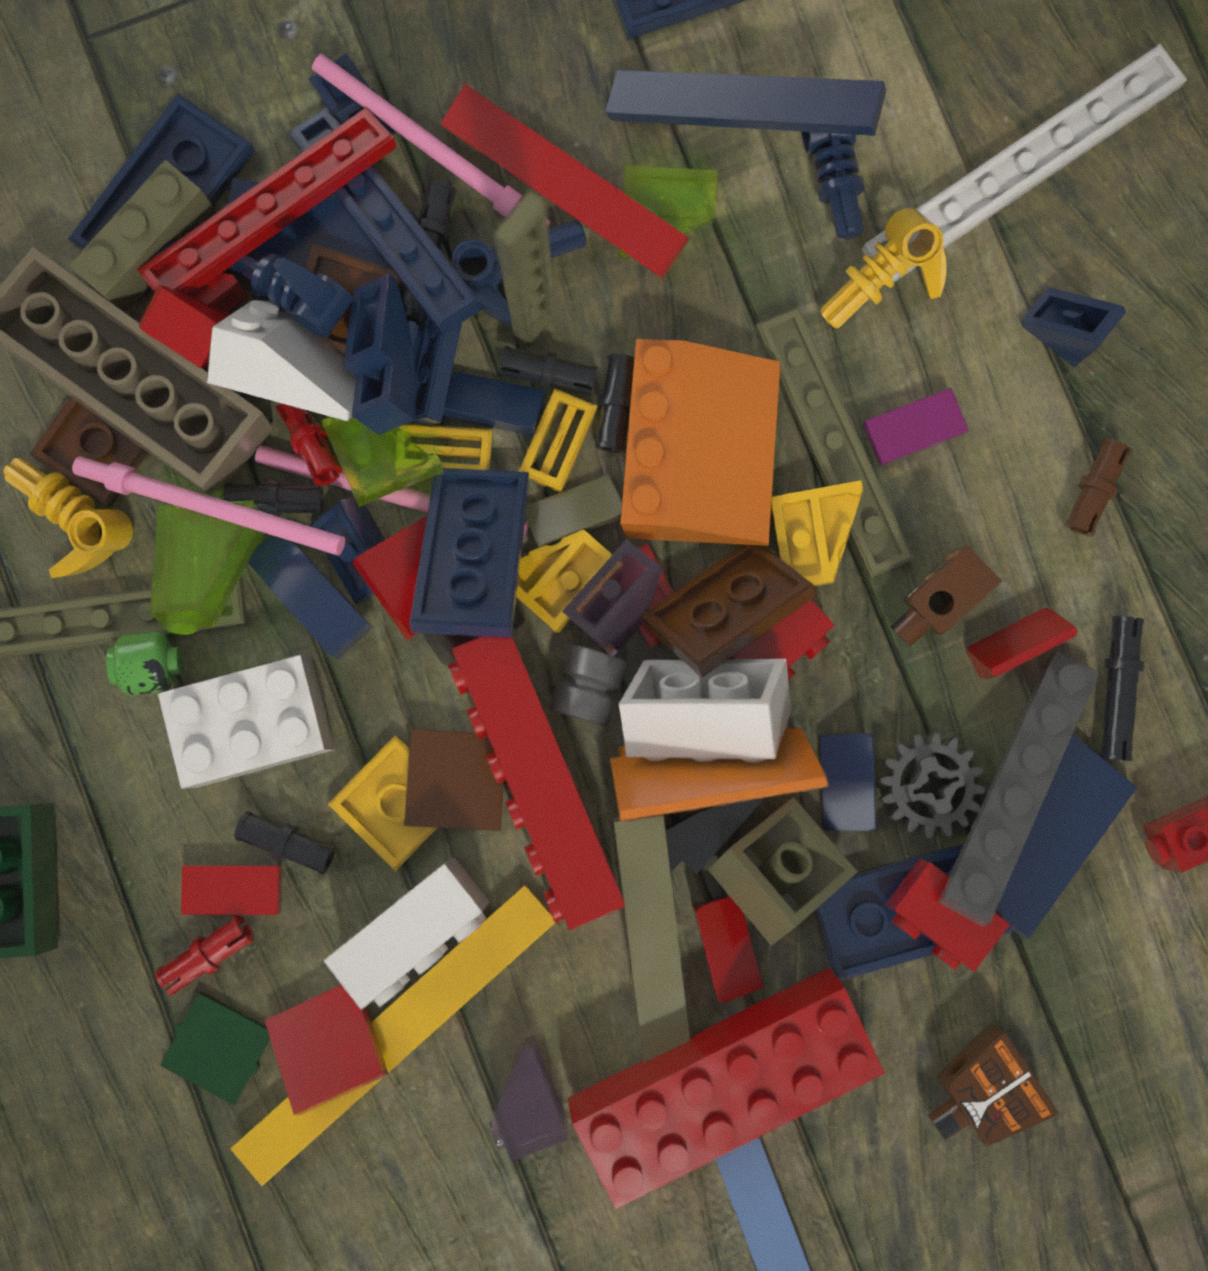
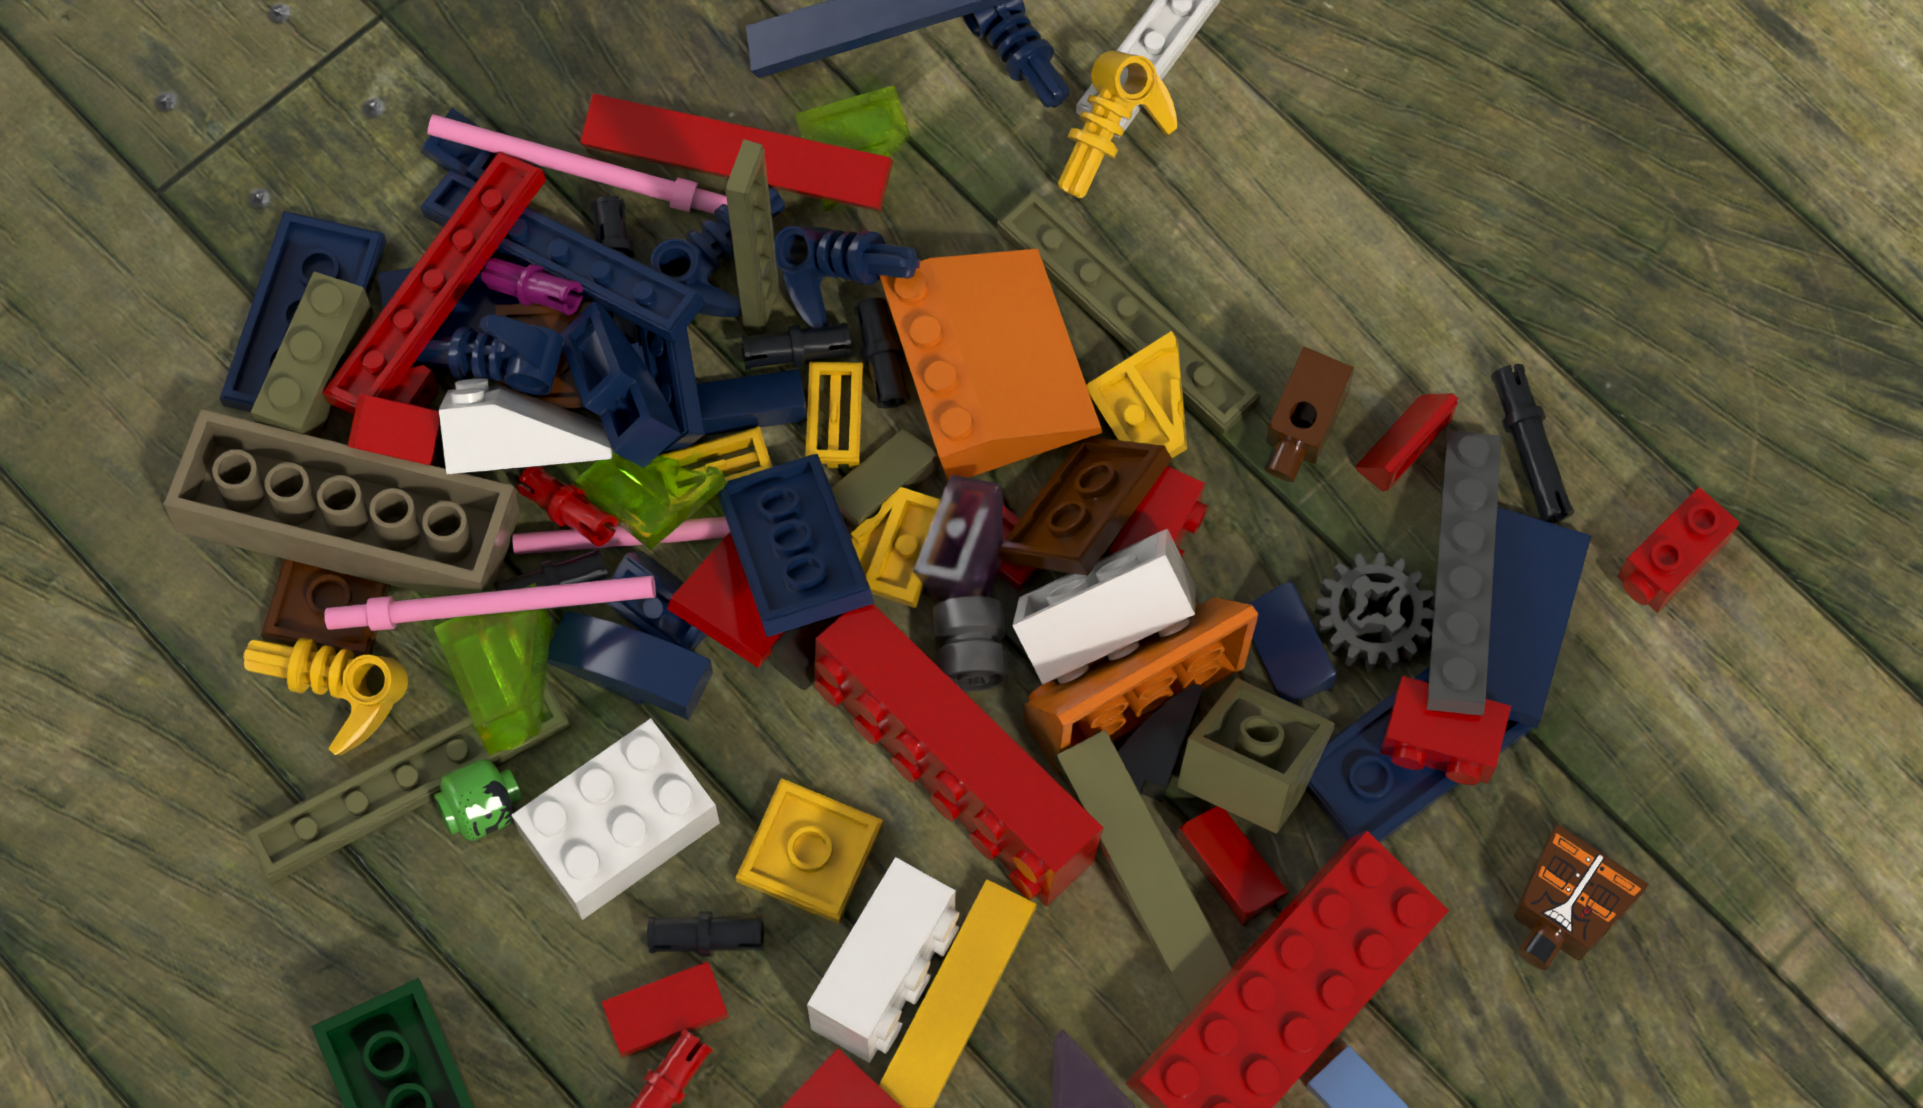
camera: 20 degrees left, 15 degrees down
(348, 239) = (532, 285): none -> magenta axle
(451, 782) = (863, 803): reddish brown tile -> none
(598, 298) = (814, 253): none -> dark blue piece
(915, 427) = (1206, 265): magenta tile -> none
(1071, 323) = (1322, 105): dark blue slope -> none
(1098, 487) = (1420, 255): reddish brown pin -> none

